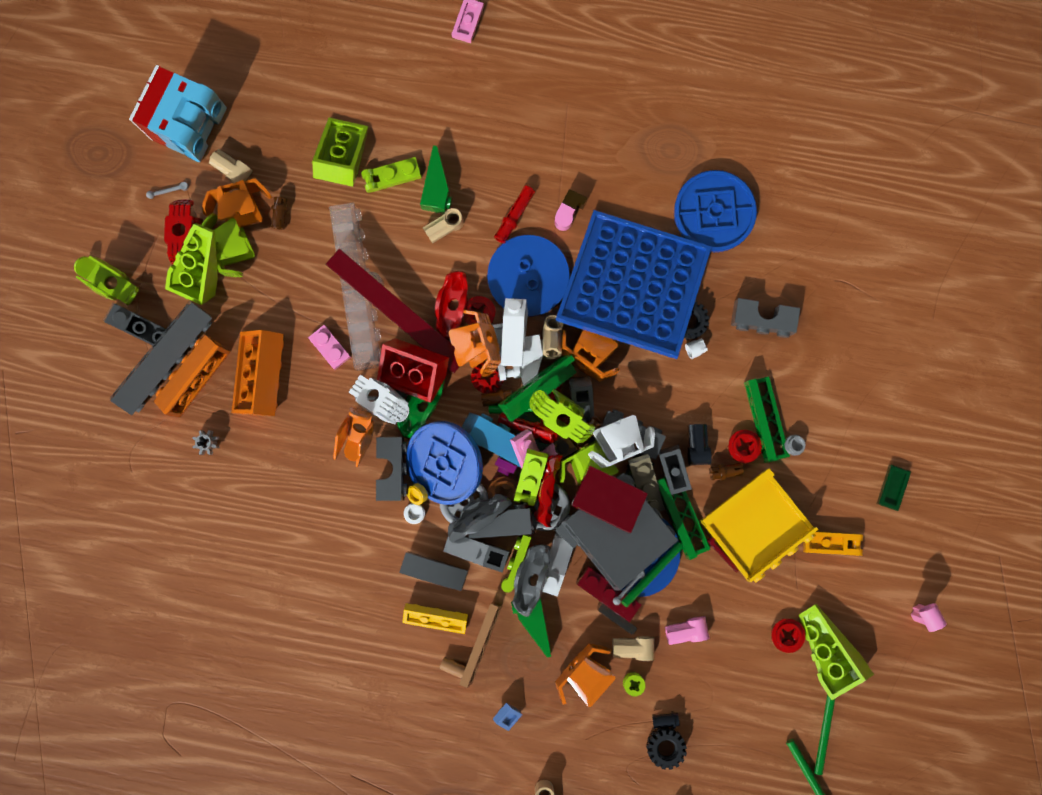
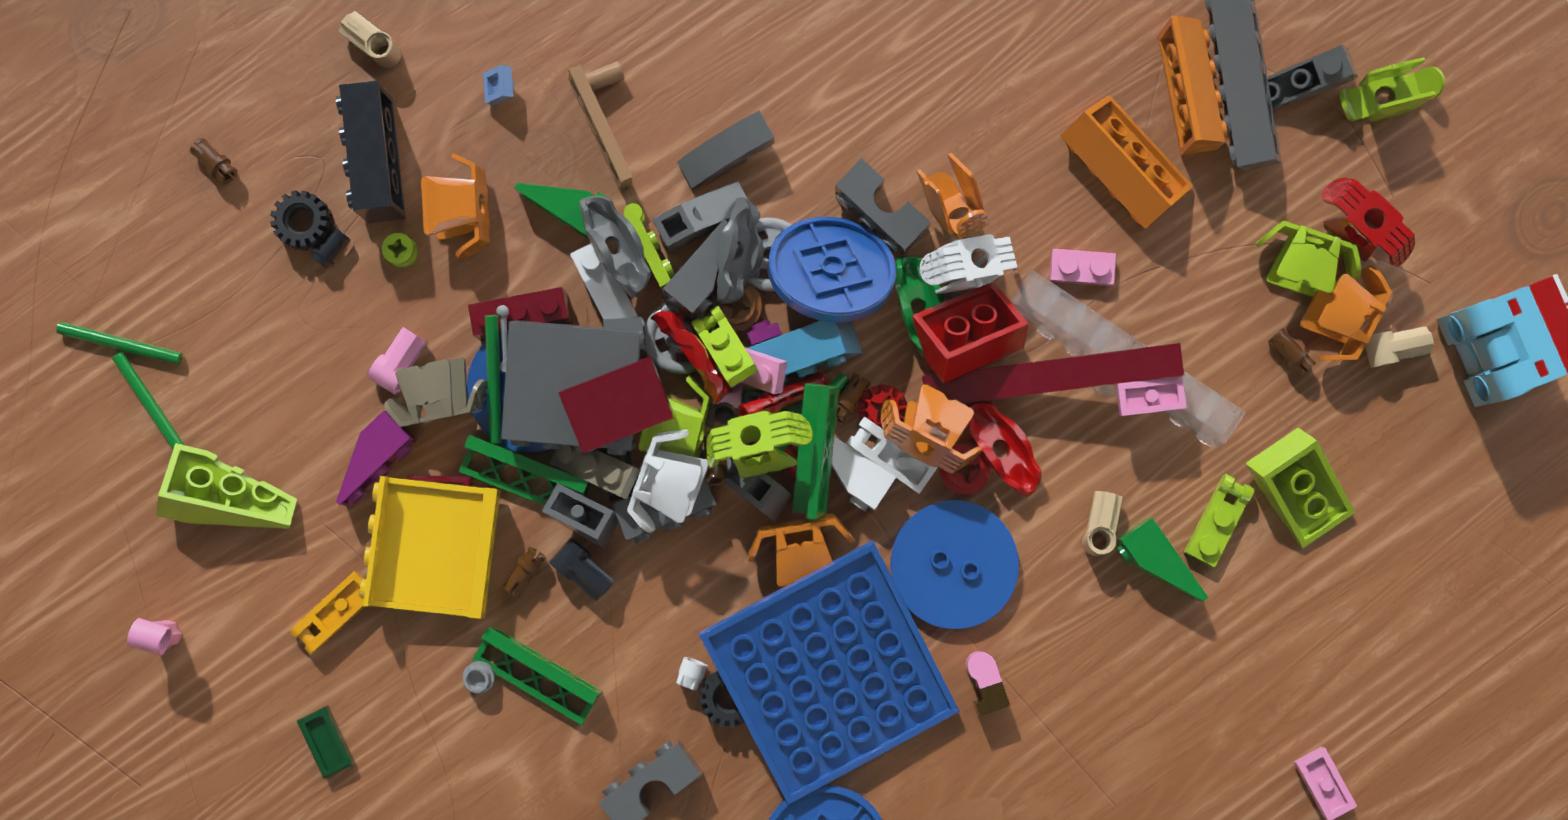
camera: 135 degrees right, 0 degrees up
(183, 185) = (1425, 275): light grey hinge -> none
(195, 266) = (1312, 197): lime wedge -> none
(212, 444) = (1109, 32): light grey gear -> none
(363, 255) = (1151, 396): none -> bright pink plate
(414, 513) = (808, 189): white tile -> none
(417, 494) = (826, 210): yellow tile -> none
(435, 618) = (674, 105): yellow plate -> none
(510, 221) = (1042, 623): red pin -> none
(514, 332) = (903, 482): white slope -> none
(552, 337) = (856, 519): tan piece -> none
(601, 746) = (371, 152): none -> black brick
(628, 626) = (461, 301): clear smoke tile -> none
(639, 648) = (430, 292): tan piece -> none
(682, 596) = (439, 388): none -> dark tan piece
(738, 599) = (374, 452): none -> magenta slope
(746, 436) = (519, 628): red gear -> none
(797, 635) = (278, 454): red gear -> none

